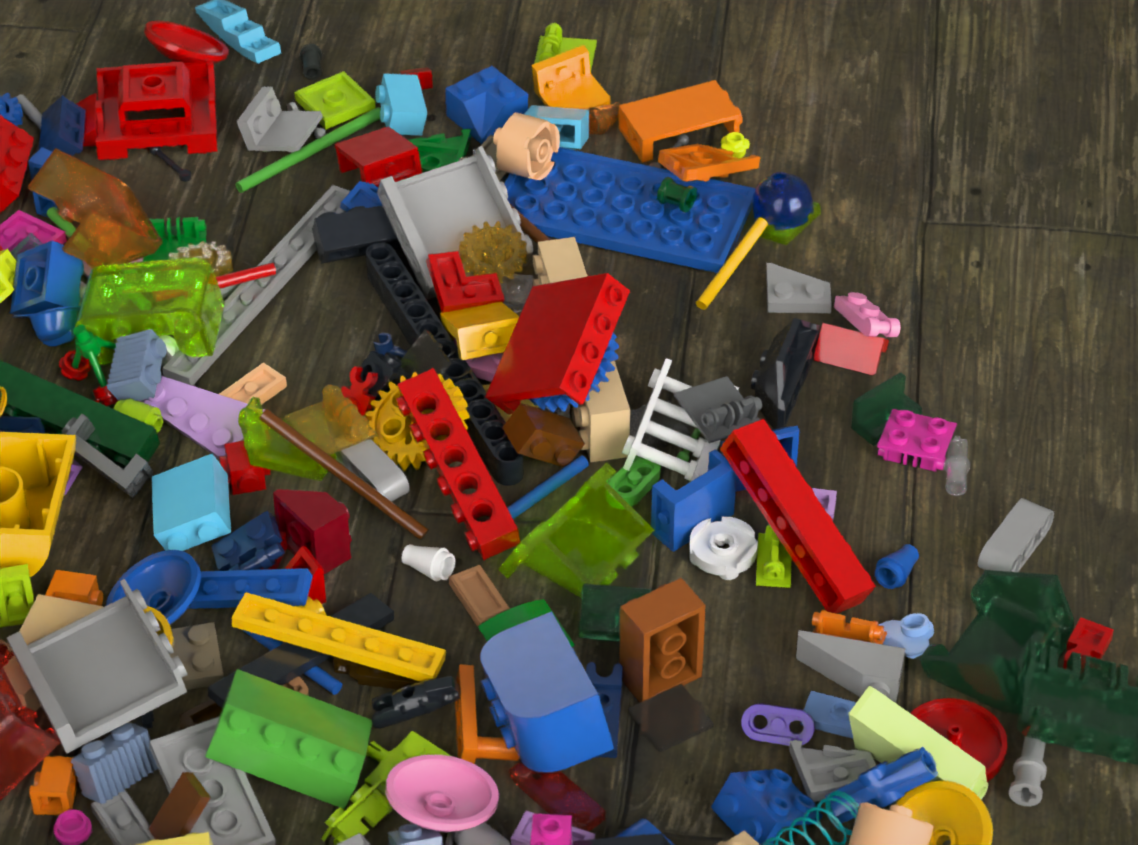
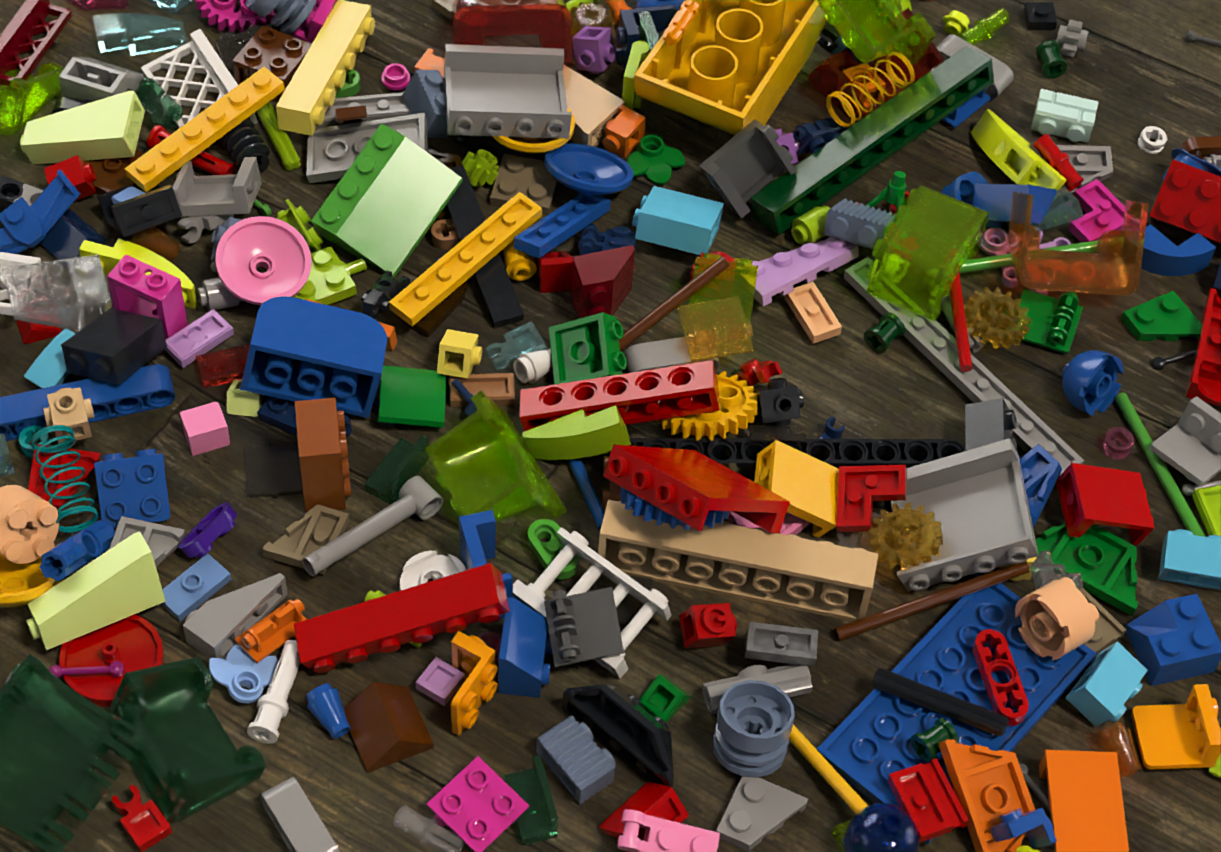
camera: 110 degrees right, 10 degrees up
(105, 564) = (655, 160): none -> green plate
(138, 175) = (1162, 319): none -> green wing
(197, 690) = (481, 167): none -> lime gear
(242, 194) = (1091, 380): none -> blue cylinder
(251, 337) = (884, 332): none -> dark green bush
(294, 177) = (1126, 441): none -> clear pink bush
(410, 507) = (587, 348): none -> green plate
(413, 580) = (518, 341): none -> clear light blue plate
(457, 613) = (458, 354): none -> light yellow brick
(510, 587) = (471, 408): none -> dark blue hand
(511, 478) = (578, 435): none -> lime slope
(573, 188) = (1005, 663): none -> red beam
(598, 775) = (242, 402): none -> yellowish green slope
(636, 205) = (940, 702): none -> black axle
(645, 302) = (781, 644): none -> flat silver panel
(651, 348) = (707, 625): none -> red brick
(671, 776) = (205, 428): none -> bright pink panel
(688, 315) = (791, 679): none -> light grey piece
(718, 136) = (1033, 822): none -> blue bracket
(729, 187) = (928, 799): none -> red plate
(733, 367) = (664, 698): none -> green slope
(738, 291) = (753, 728): none -> sand blue wheel
(739, 649) = (307, 535): none -> dark tan wing
(764, 615) = (415, 498): none -> light grey piece
(826, 462) = (478, 664): none -> light orange bracket
(829, 397) = (576, 758): none -> sand blue brick
(885, 524) = (386, 725): none -> reddish brown slope
(919, 599) = (273, 704): none -> white pin
(1001, 766) = (115, 669): none -> magenta hinge

